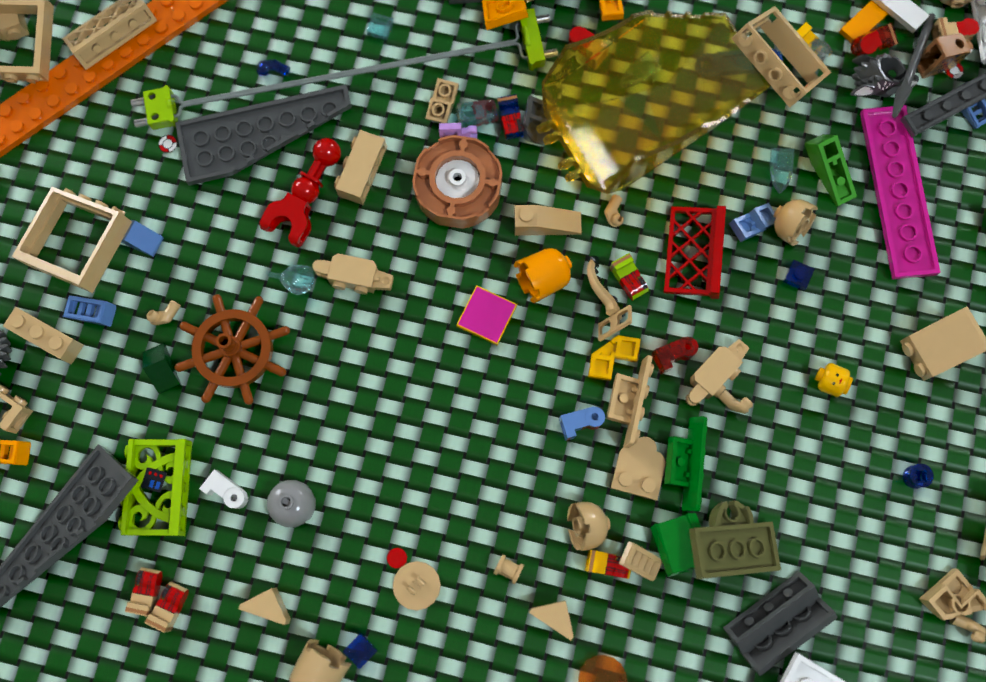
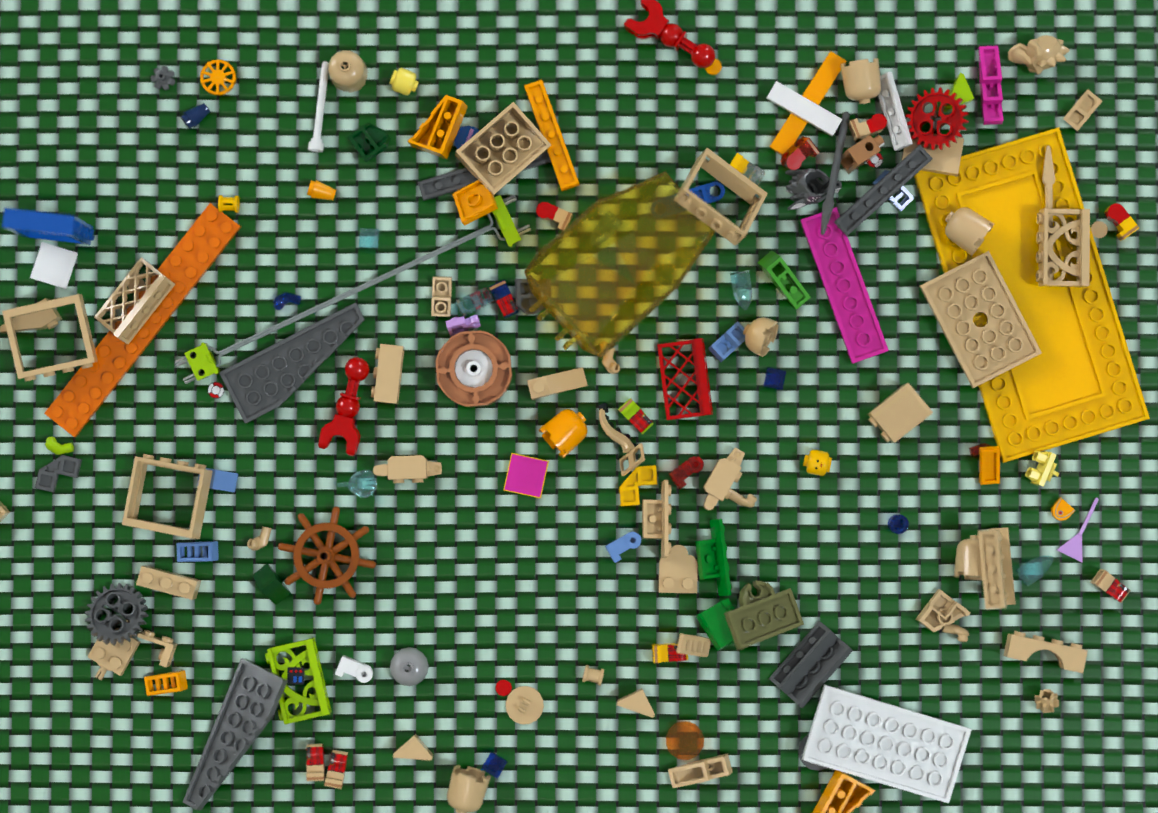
camera: 15 degrees left, 10 degrees up
(588, 524) = (647, 627): tan cylinder -> none

